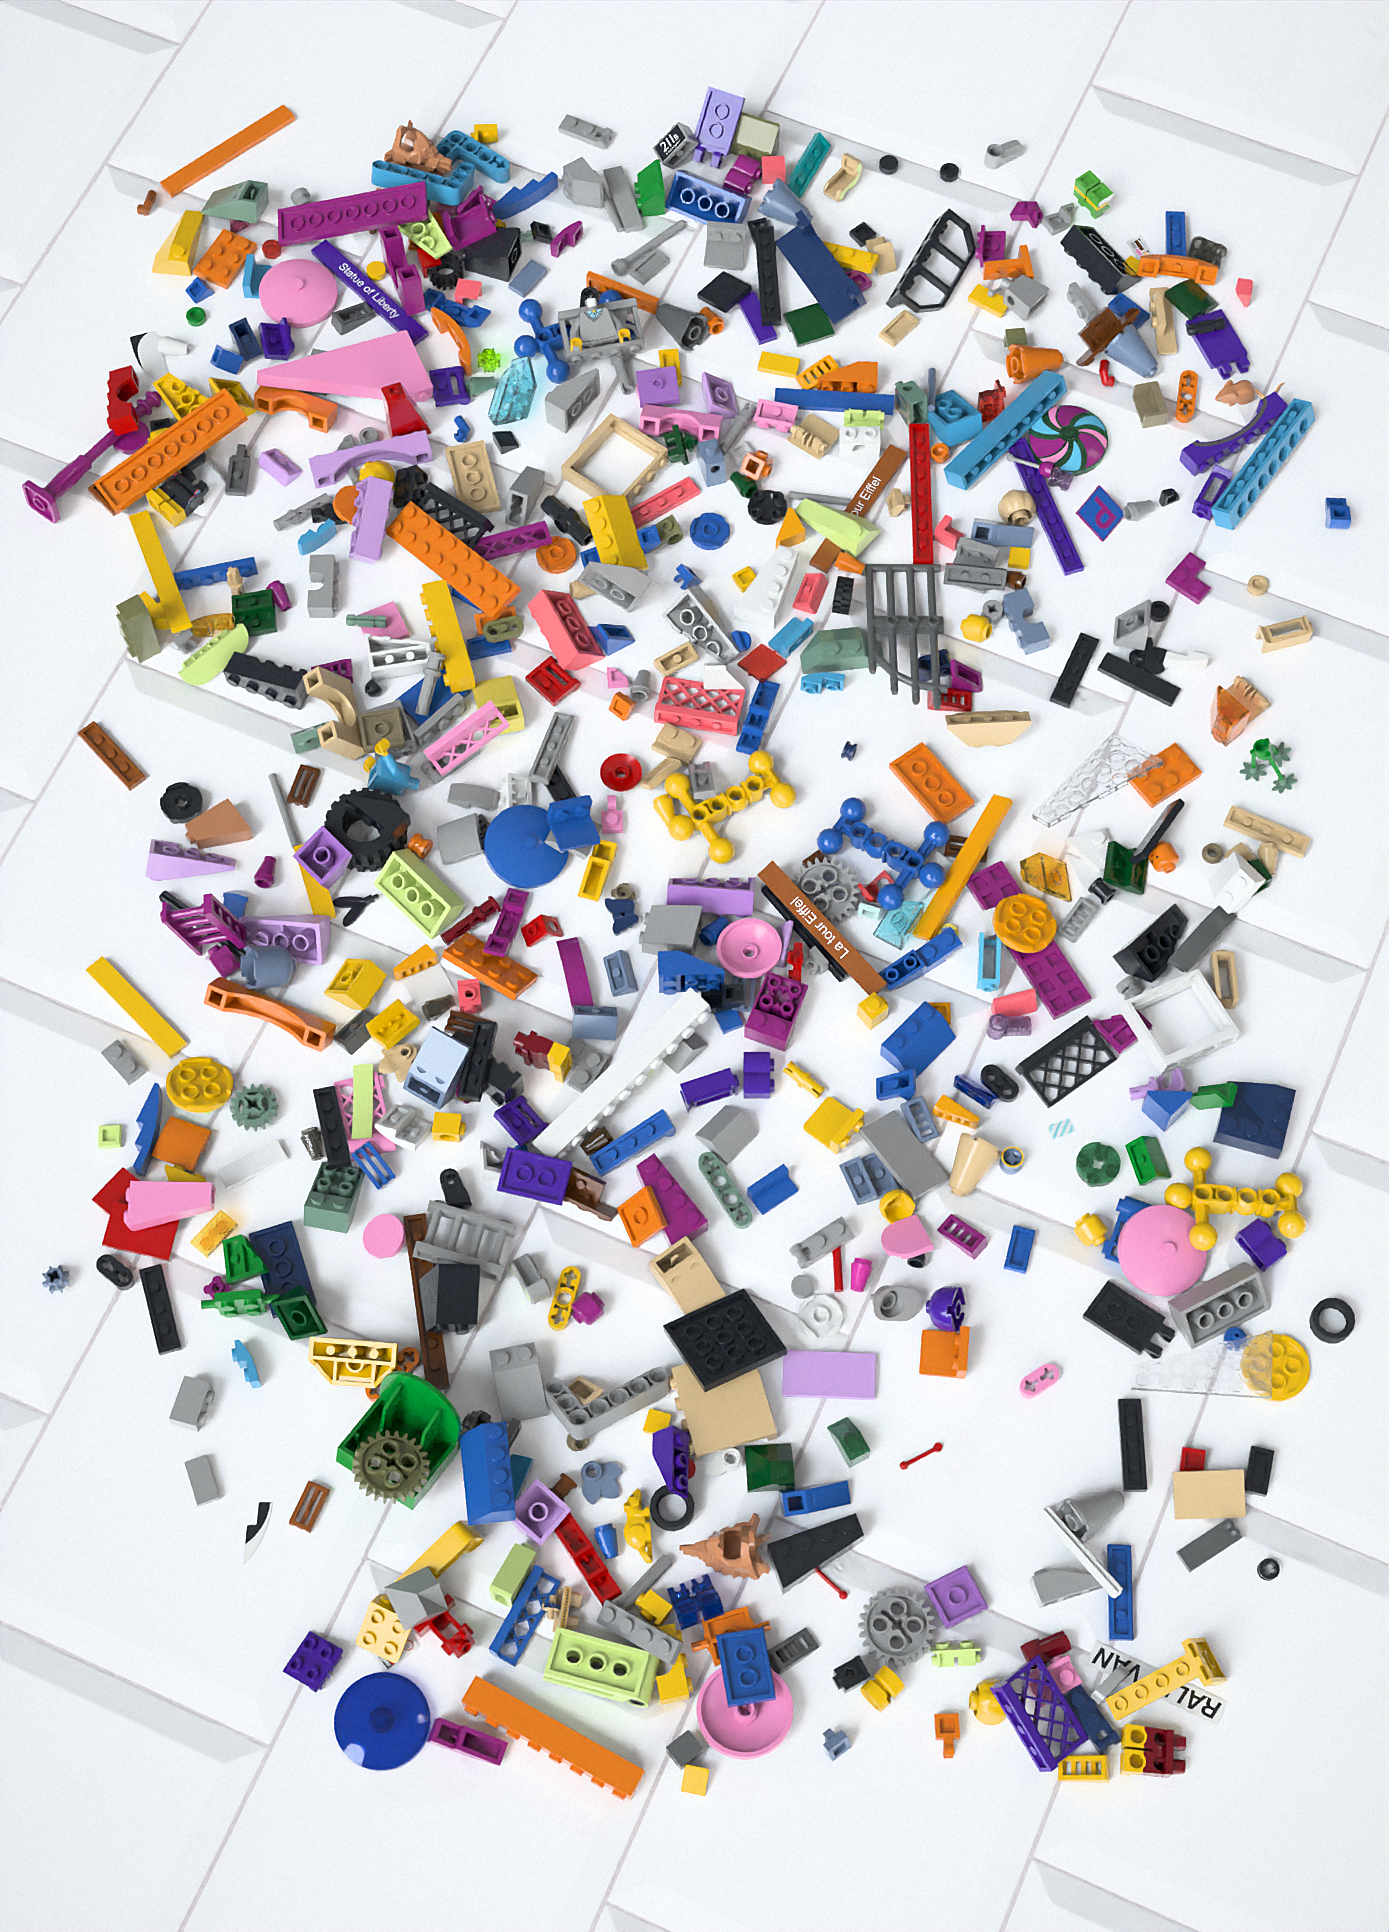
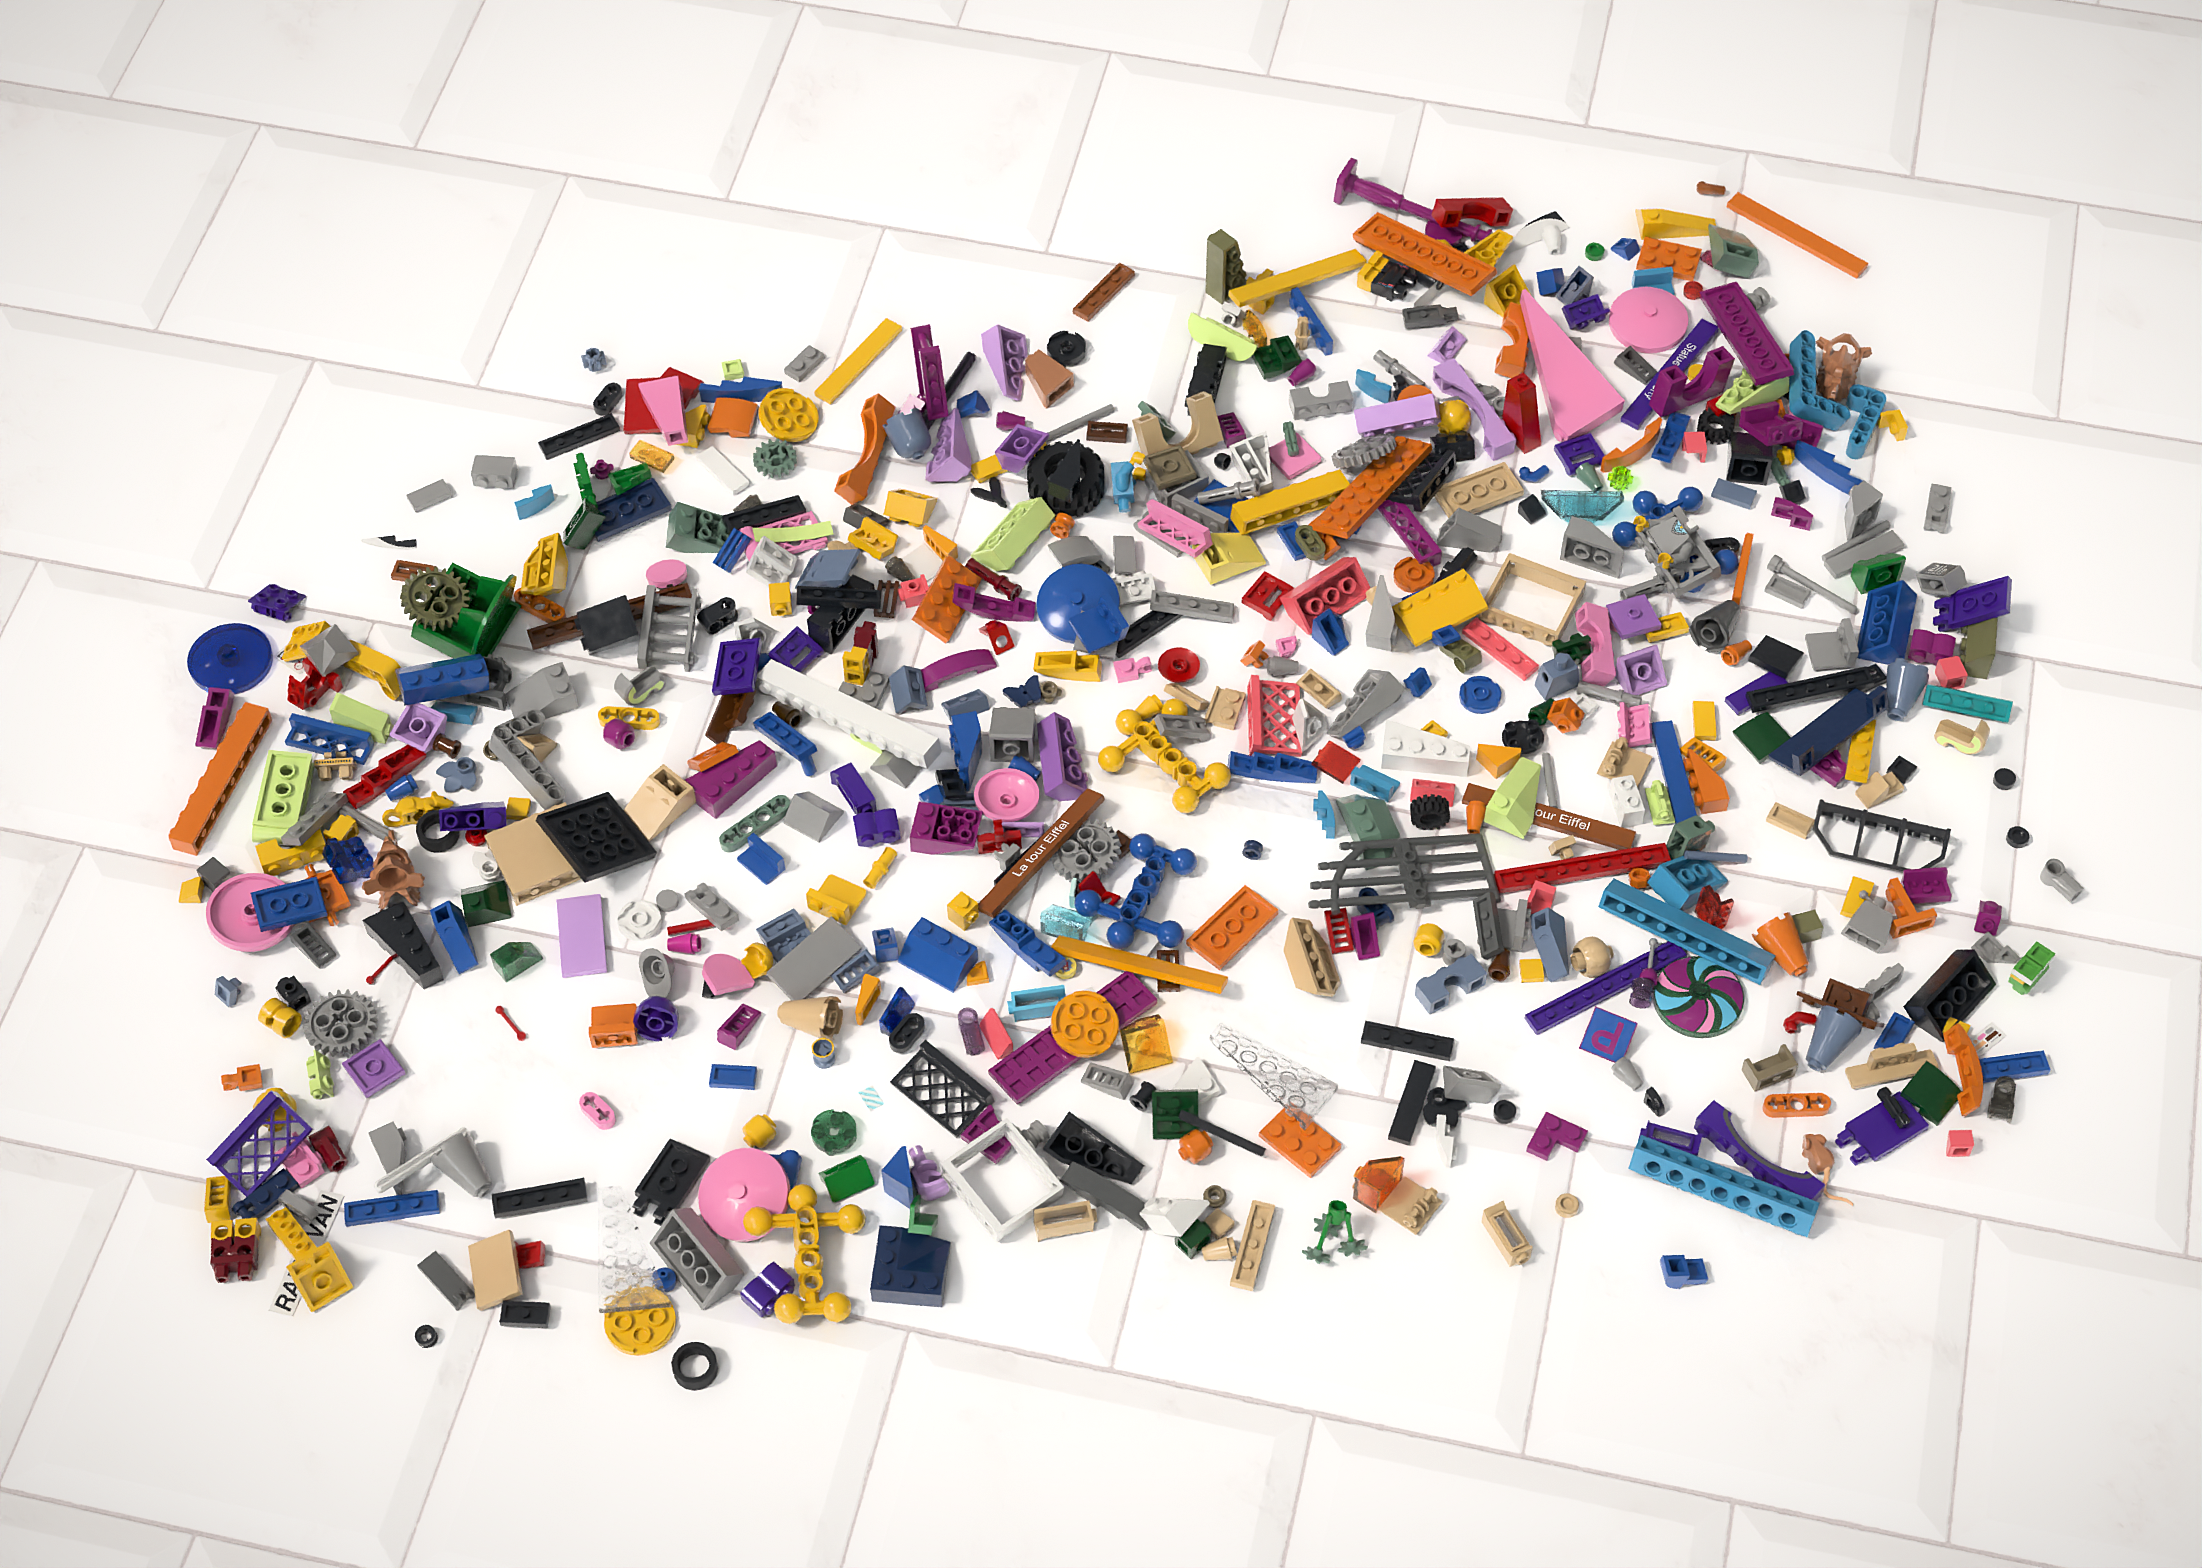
camera: 80 degrees right, 10 degrees down
(407, 557) = (1363, 451): none -> light grey gear

